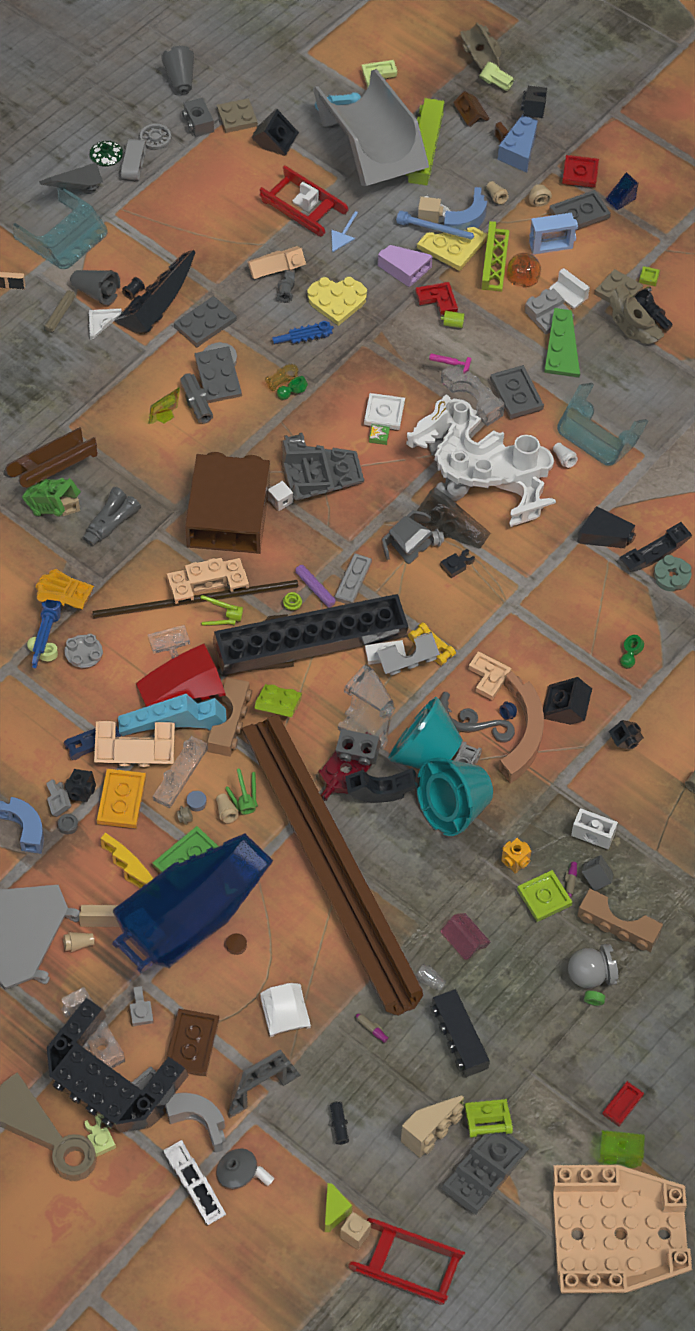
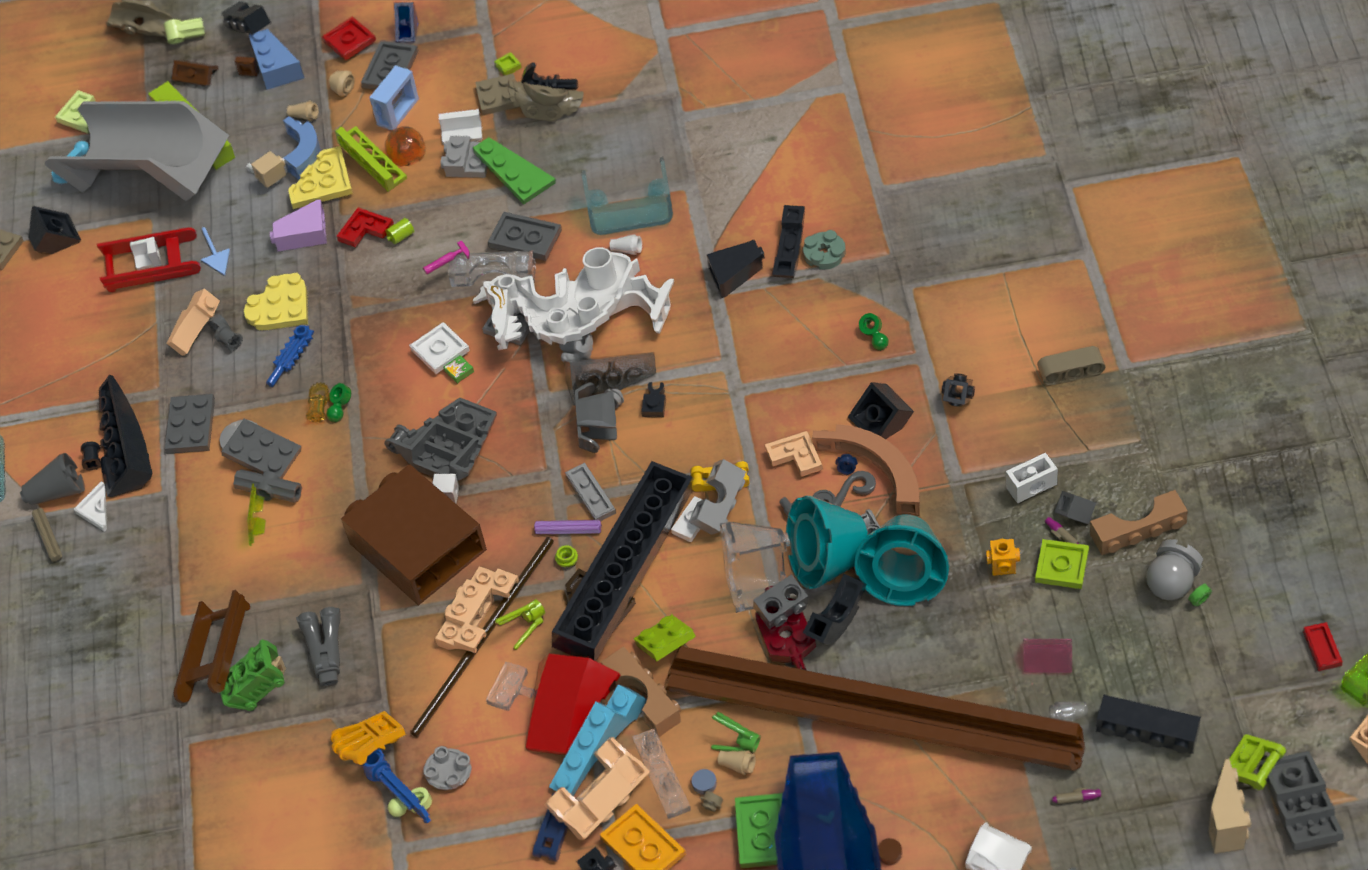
camera: 40 degrees left, 5 degrees down
(405, 218) = (254, 195): medium blue piece -> none

